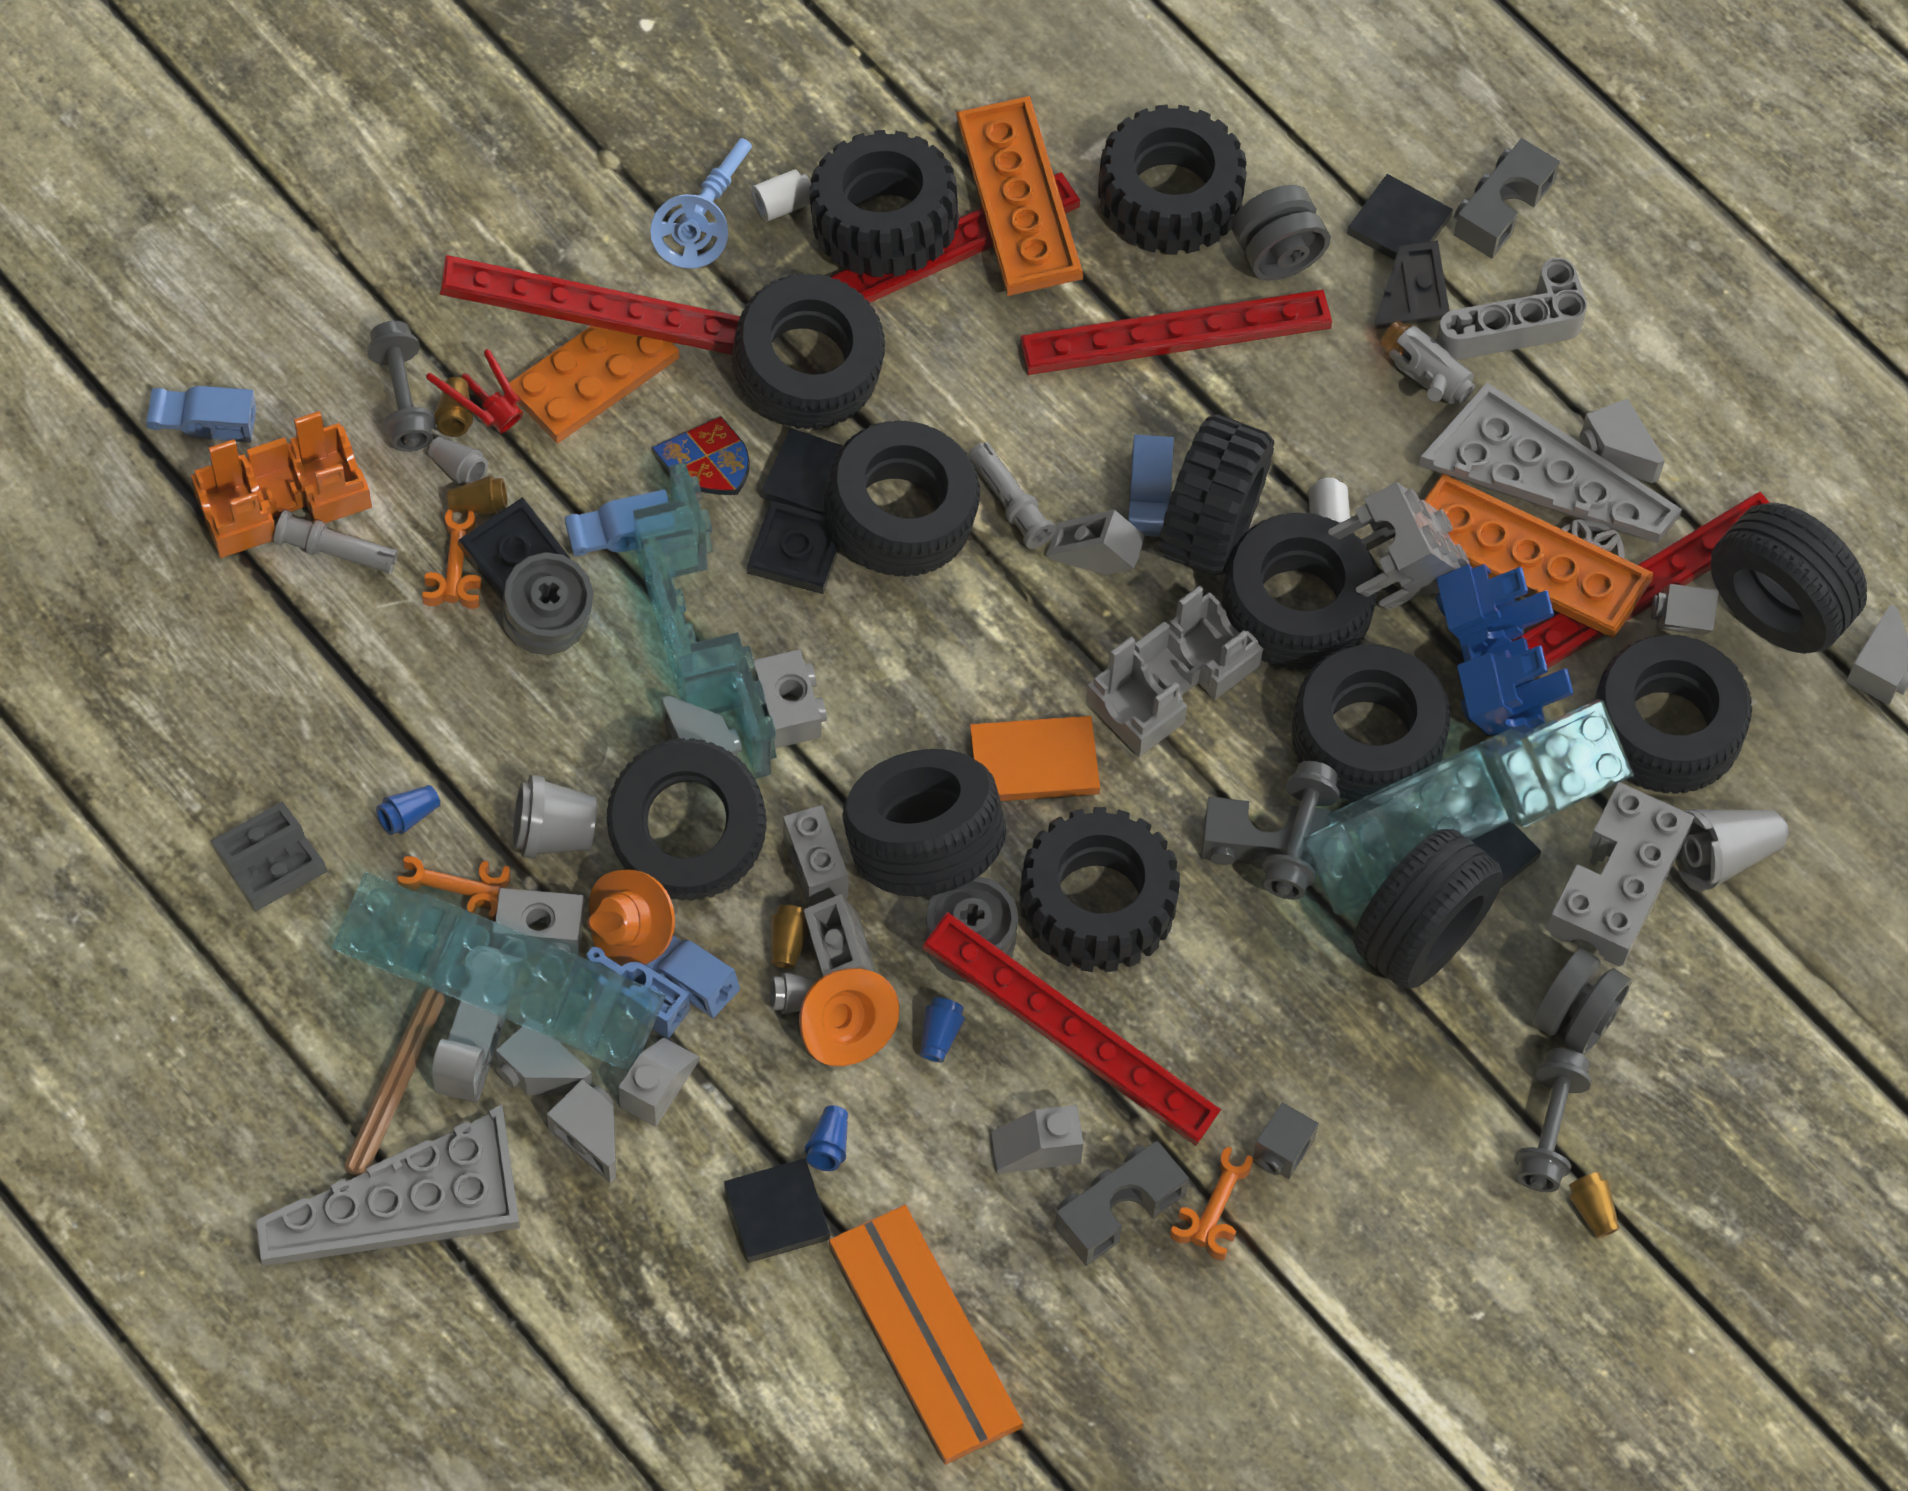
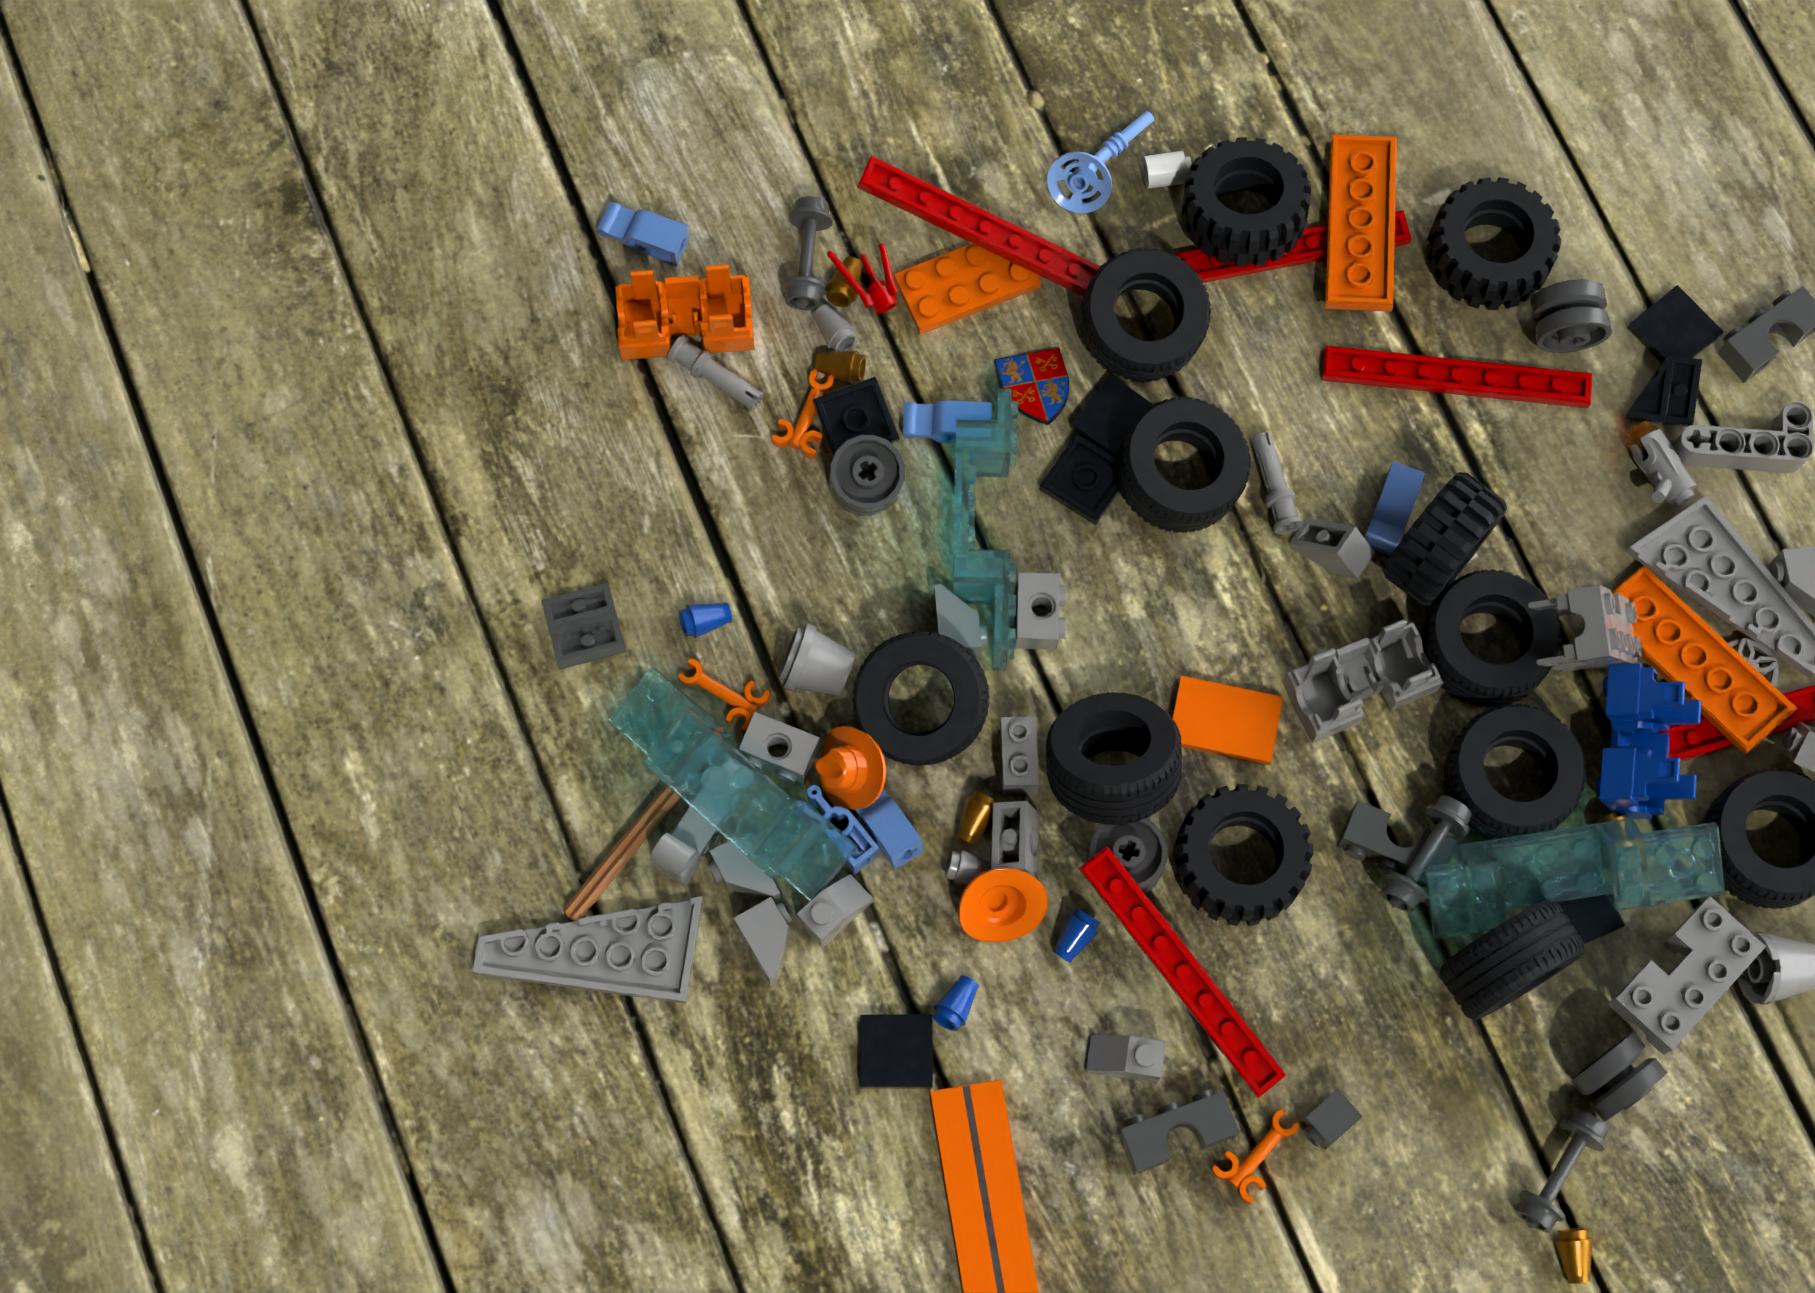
camera: 20 degrees right, 10 degrees up
(1329, 499) = (1539, 566): white brick -> none

